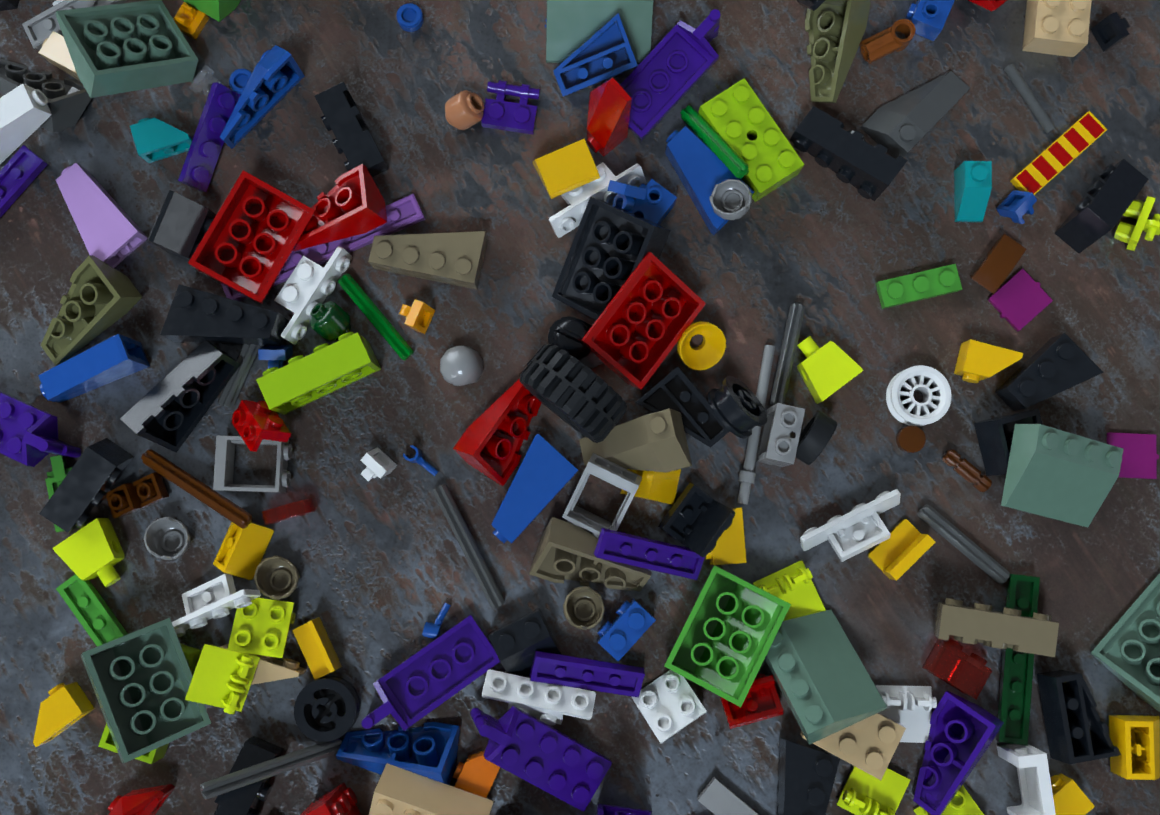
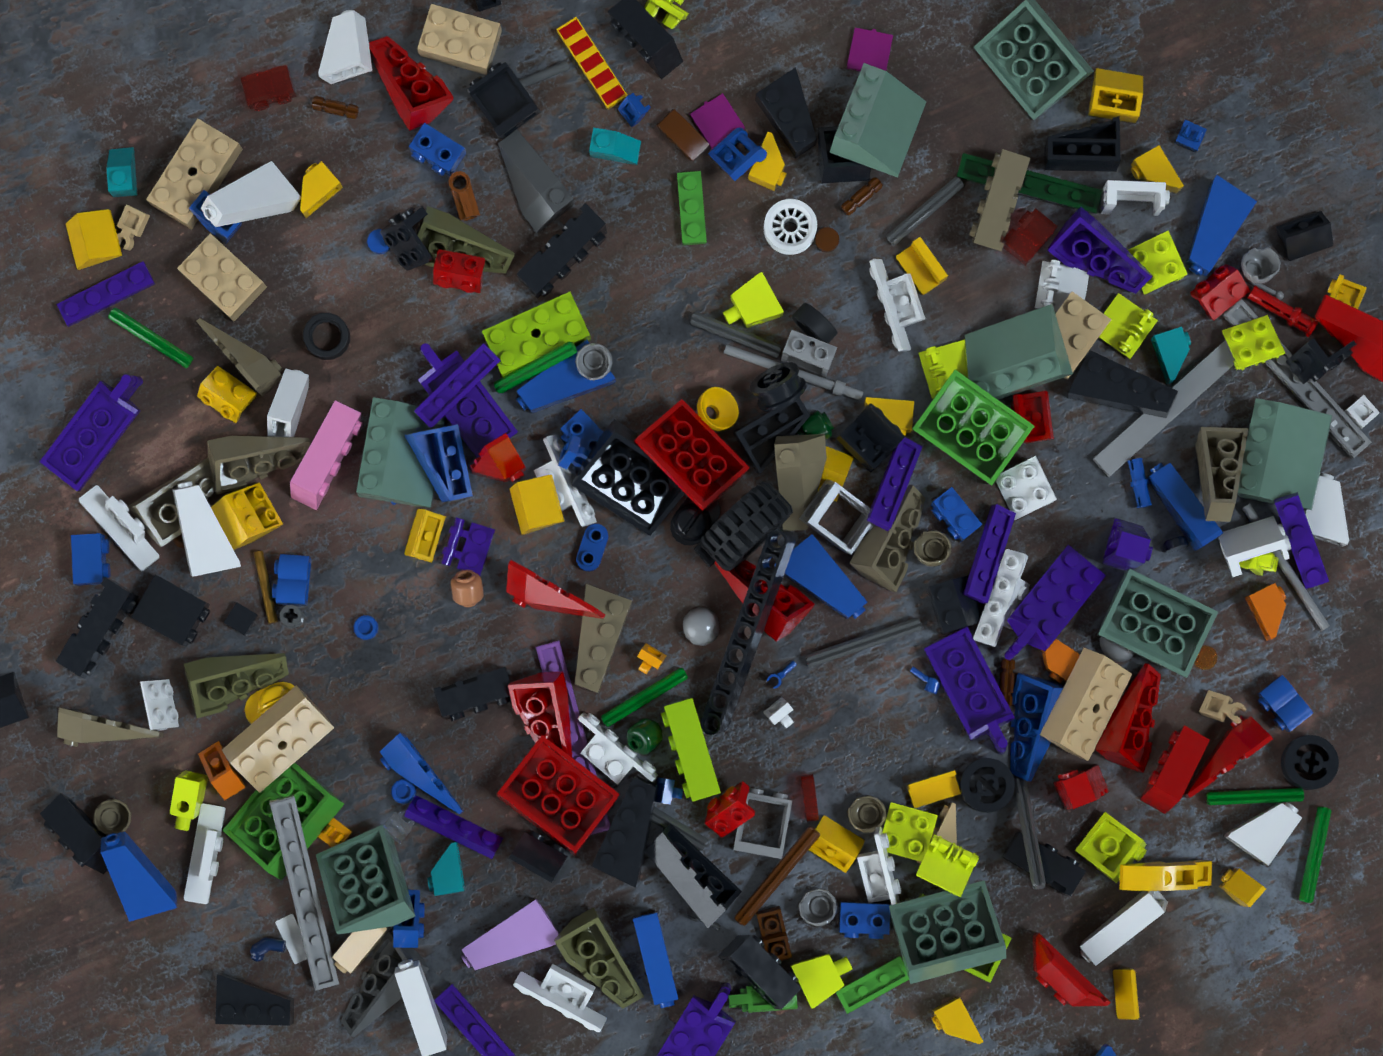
camera: 85 degrees left, 0 degrees up
(43, 278) = (563, 993): none -> white bracket
(114, 107) = (408, 932): none -> blue brick
(162, 592) = (865, 919): none -> blue brick
(448, 714) = (1007, 679): none -> reddish brown axle
(465, 421) = (756, 624): none -> black beam
(471, 180) = (539, 594): none -> red wedge
(516, 62) = (424, 535): none -> yellow slope
(529, 235) = (592, 547): none -> blue plate
(680, 59) = (457, 385): none -> dark purple plate
(702, 458) = (817, 424): none -> dark green head
(805, 47) = (458, 271): none -> red bracket
(982, 320) = (731, 159): none -> blue plate
(1001, 65) = (503, 99): none -> black panel

